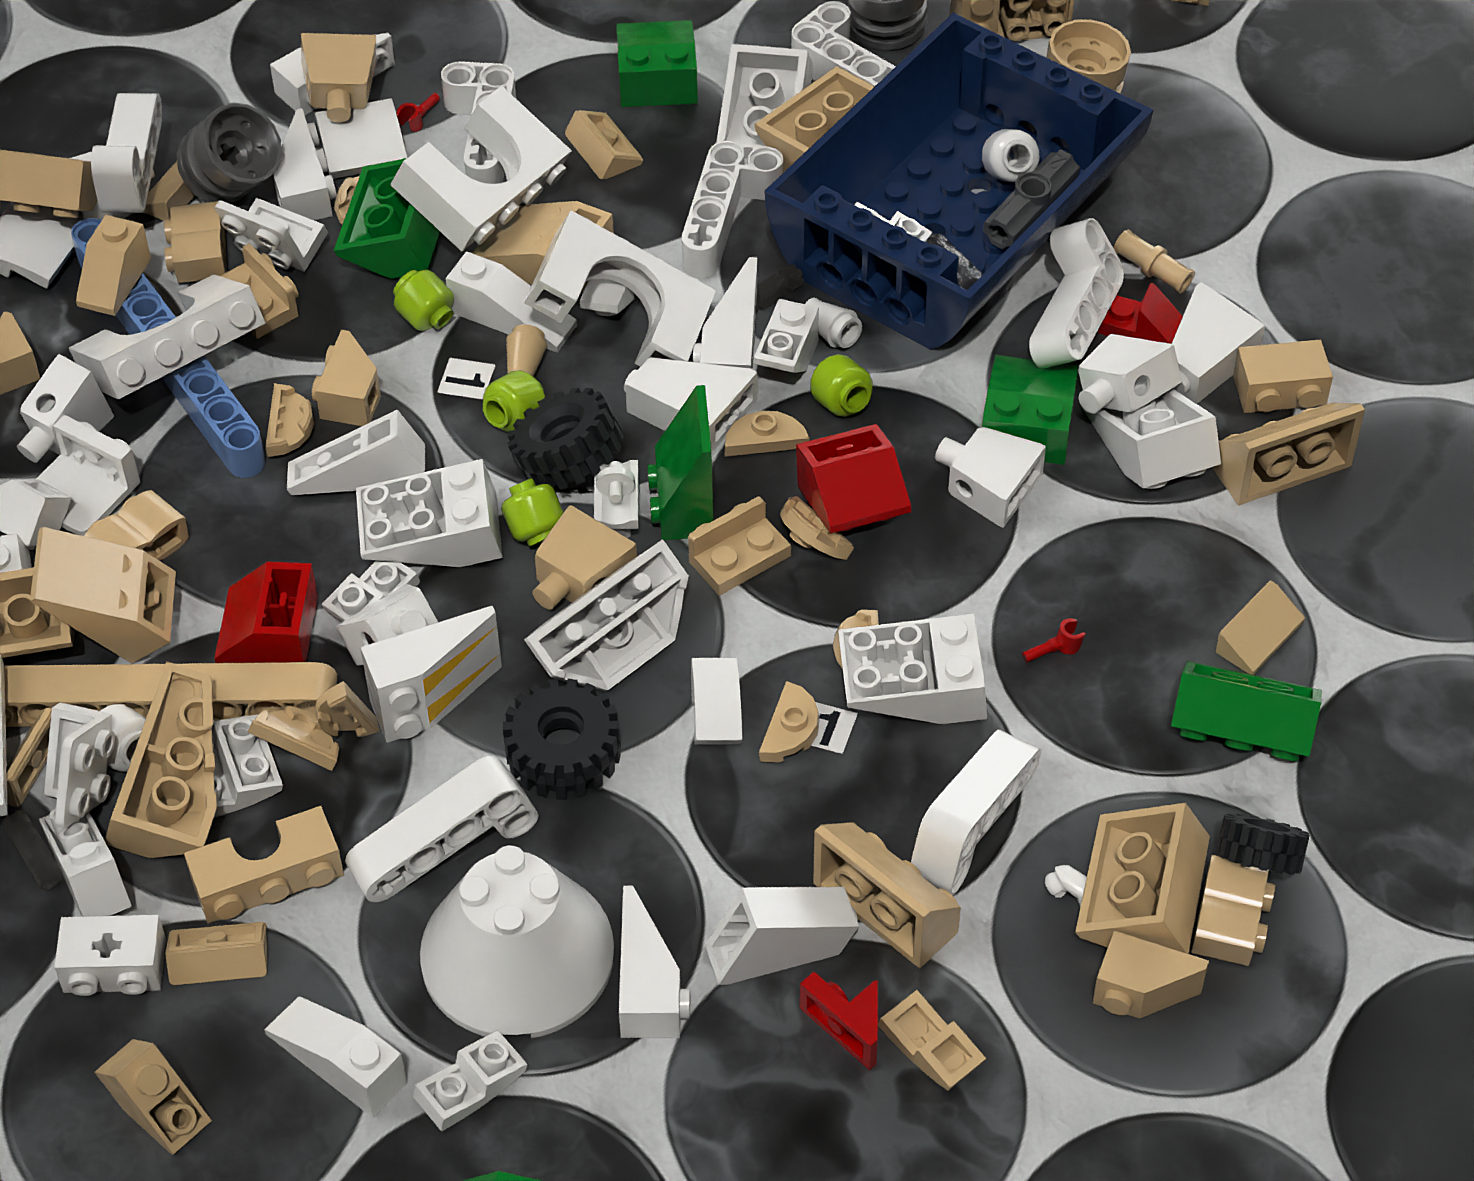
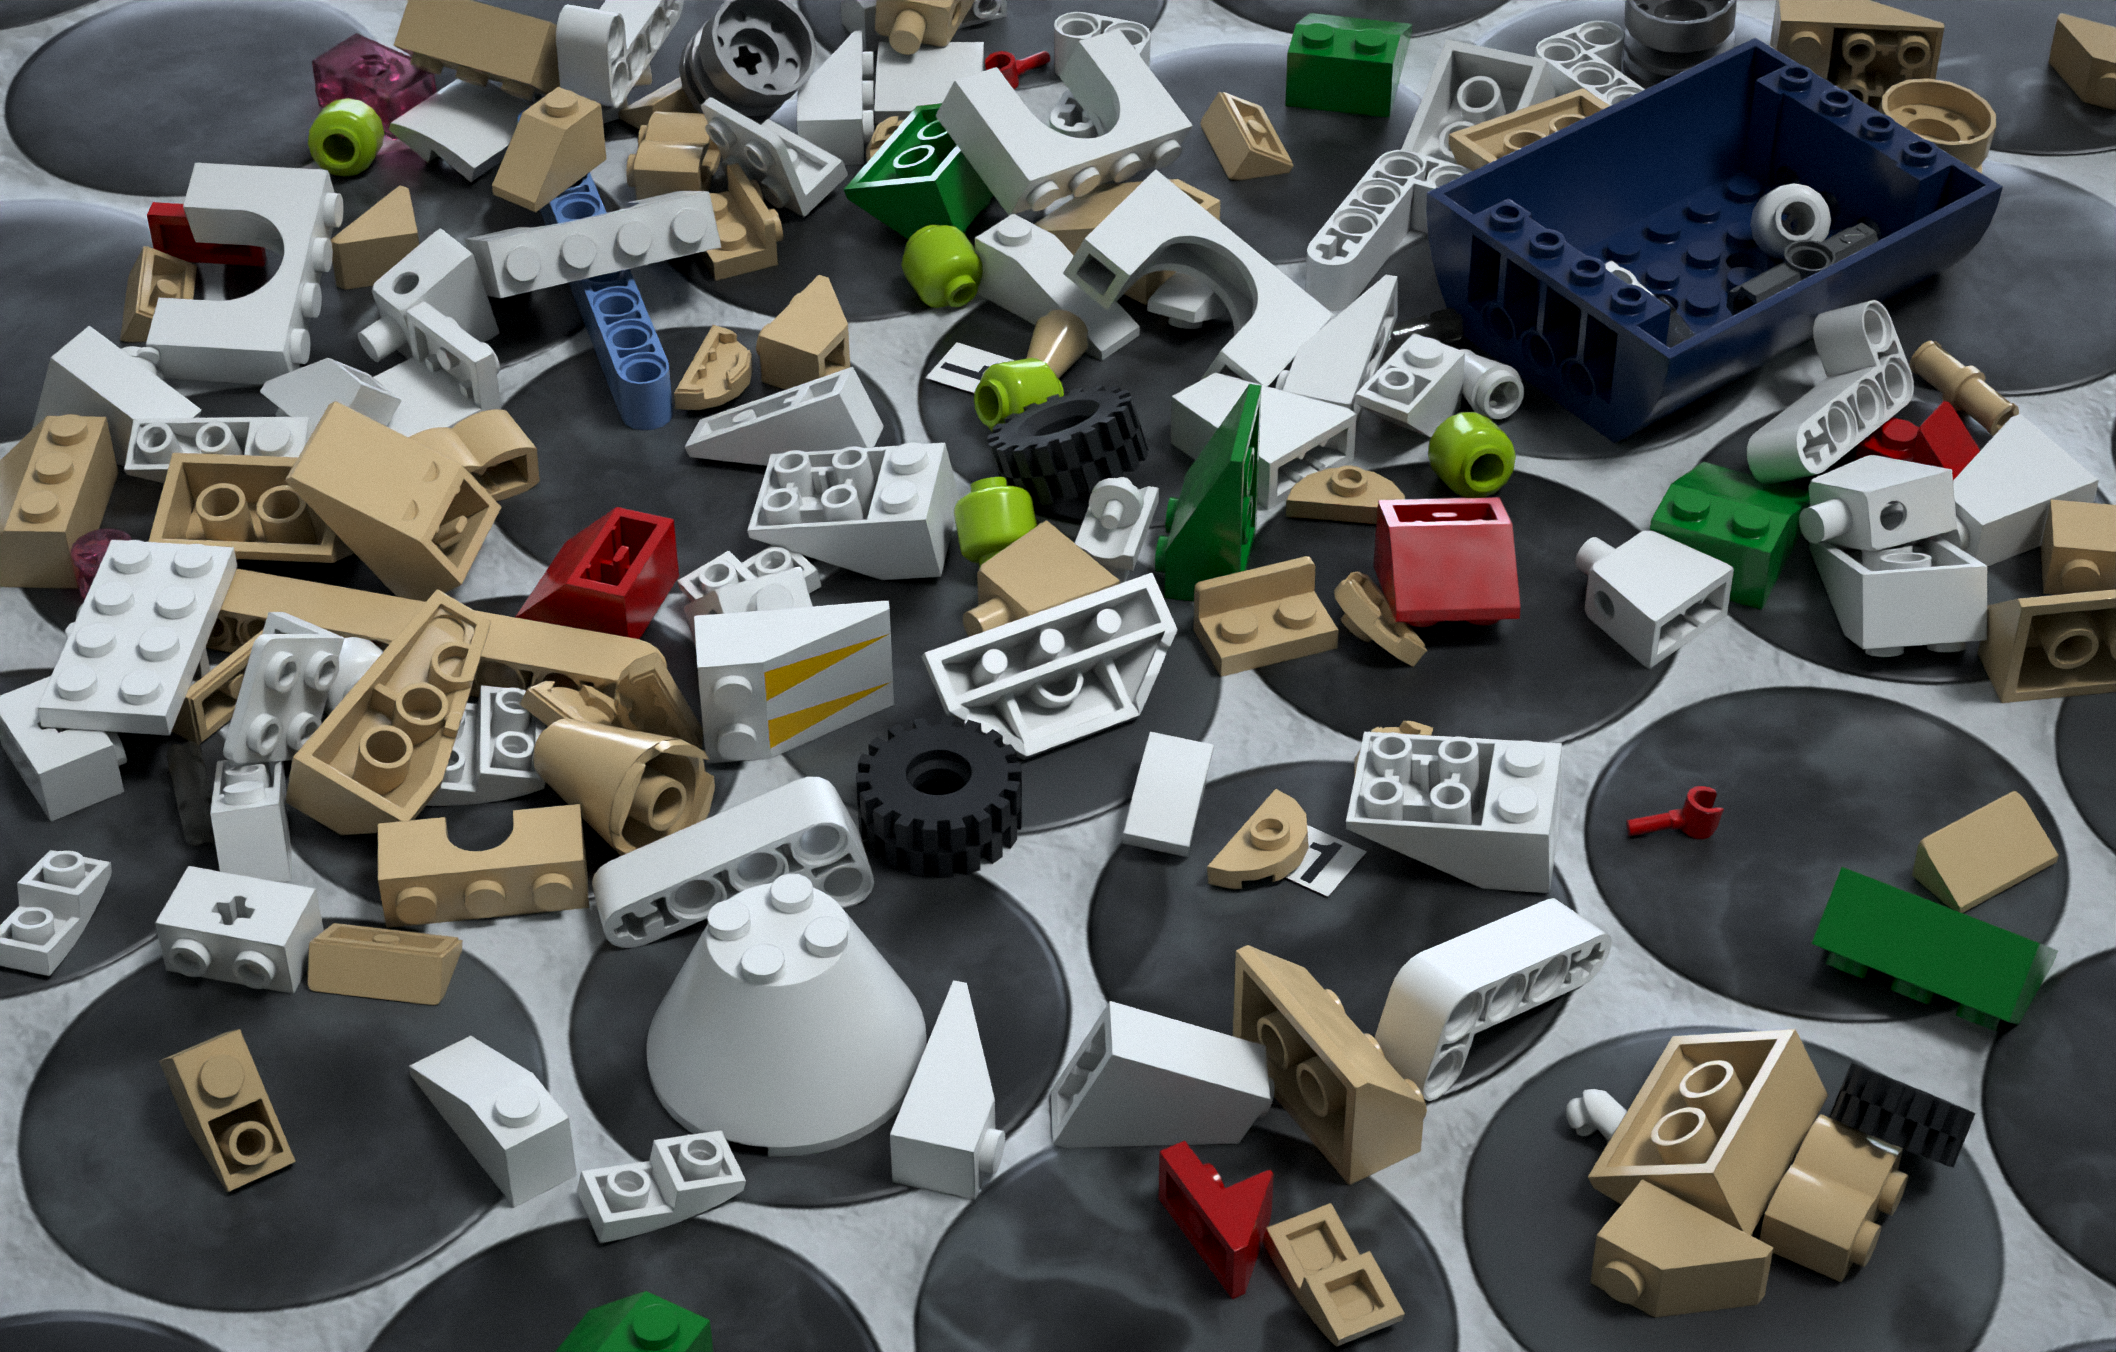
camera: 15 degrees right, 10 degrees down
(346, 779) = (626, 780): none -> tan cone

